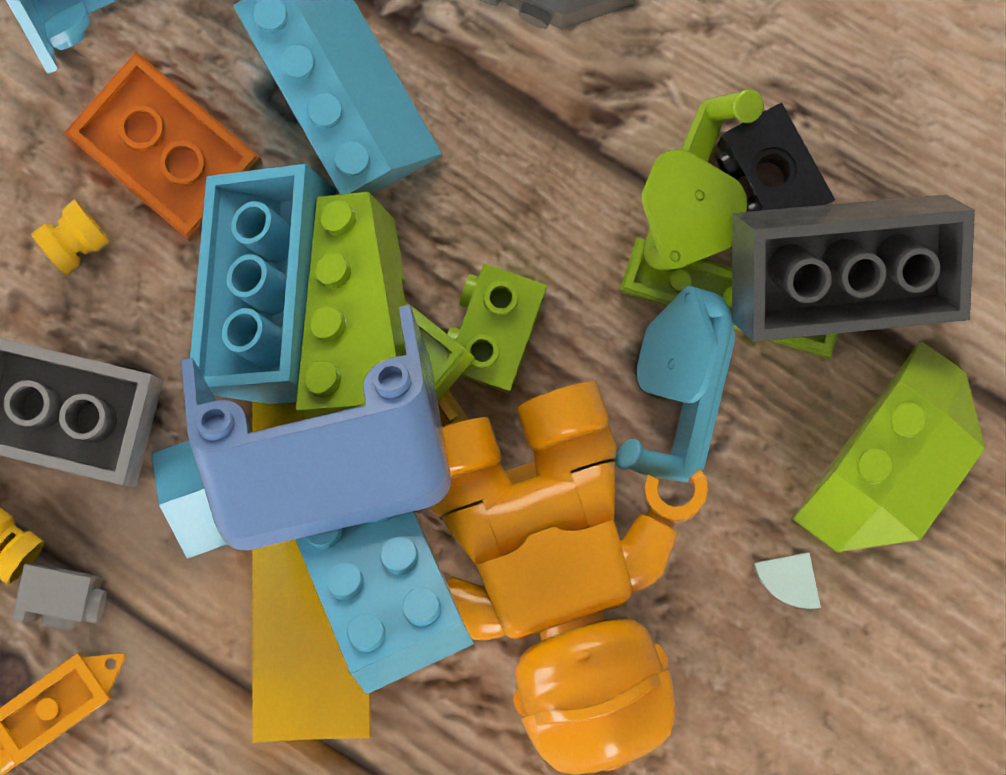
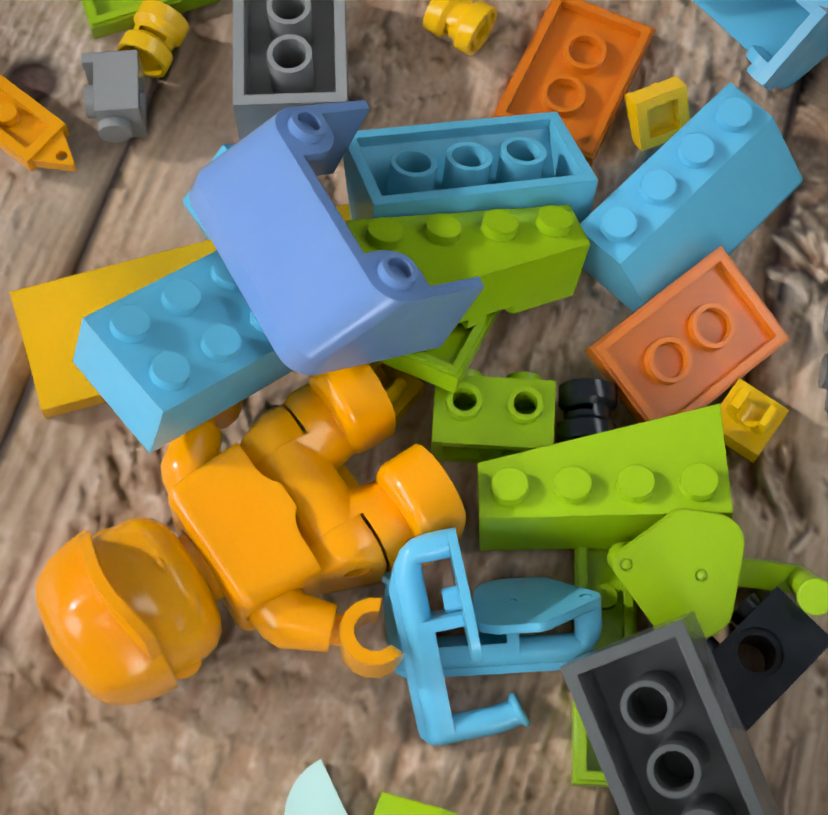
camera: 70 degrees right, 15 degrees down
(230, 80) = (657, 112): none -> yellow tile
(472, 131) = (688, 341): none -> orange tile
(528, 247) = (586, 407): none -> black wheel
(555, 103) = (749, 419): none -> yellow tile
(591, 244) = (604, 484): none -> lime wedge
(681, 452) = (418, 641): none -> medium azure piece

